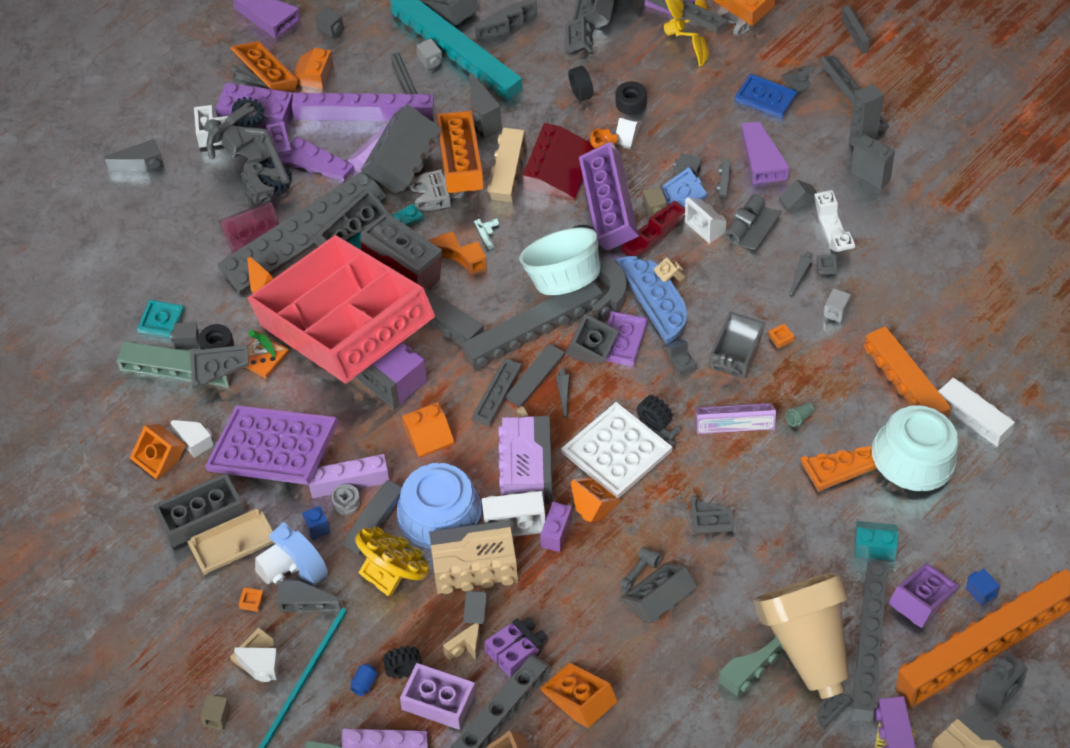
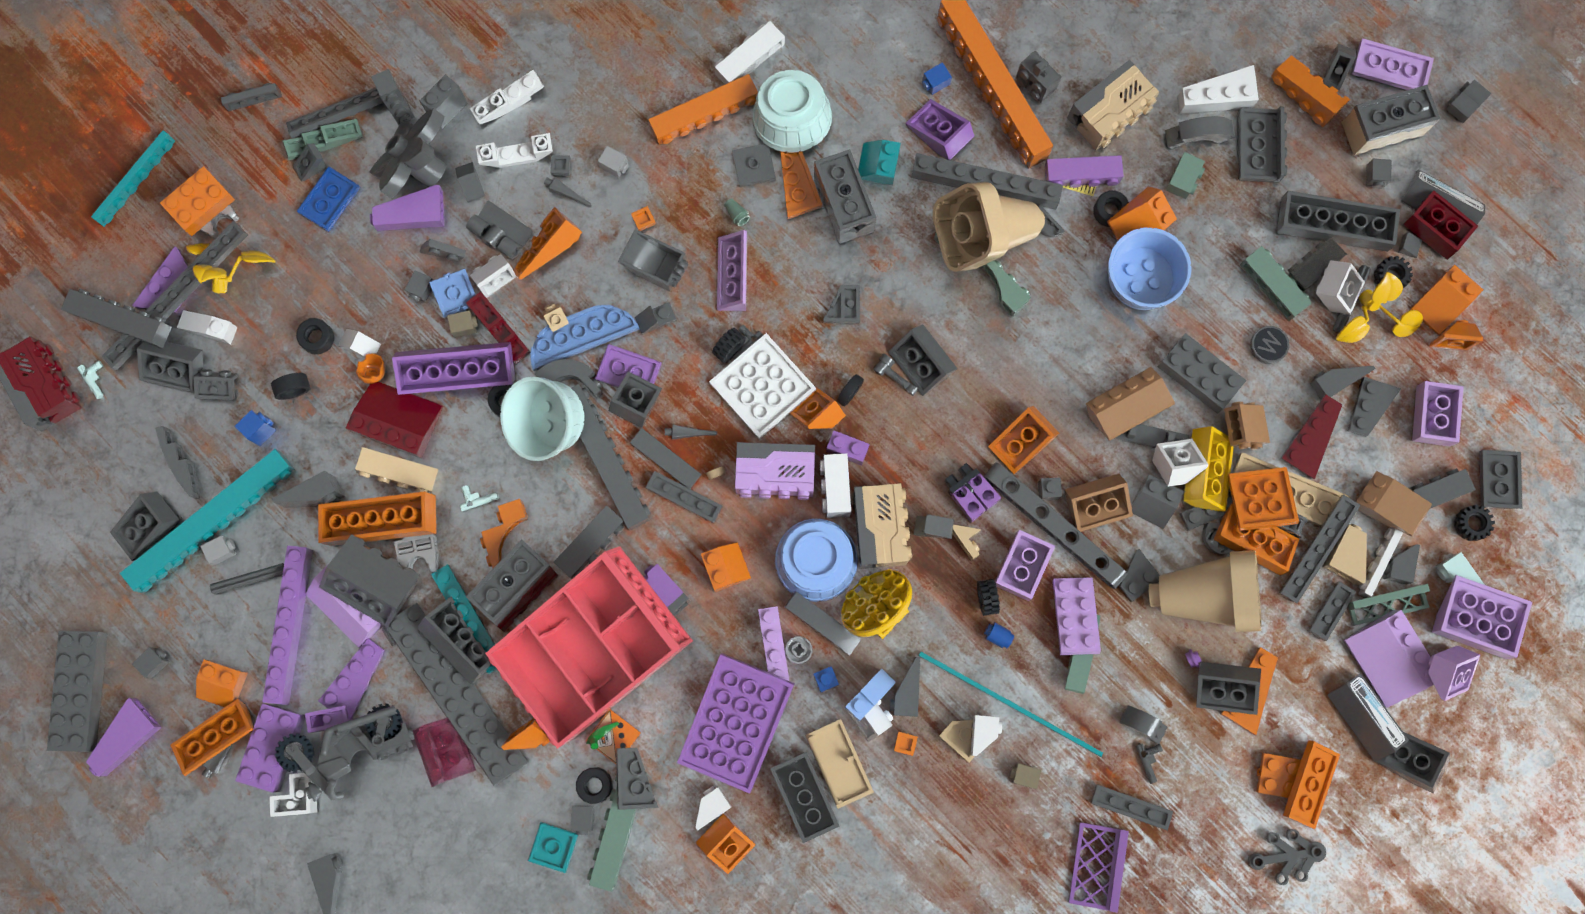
camera: 90 degrees left, 25 degrees up
(524, 719) = (1050, 489): none -> dark grey brick
(539, 63) = (256, 427): none -> blue brick
(617, 522) = (850, 390): none -> black tyre
(631, 26) = (207, 326): none -> white slope
(753, 267) = (555, 237): none -> orange wedge
(809, 139) = (410, 154): none -> dark grey plant
(824, 85) = (324, 139): none -> sand green slope
(826, 497) = (844, 196): none -> dark grey piece
(854, 426) = (753, 165): none -> dark grey plate
(885, 213) = (506, 100): none -> white slope

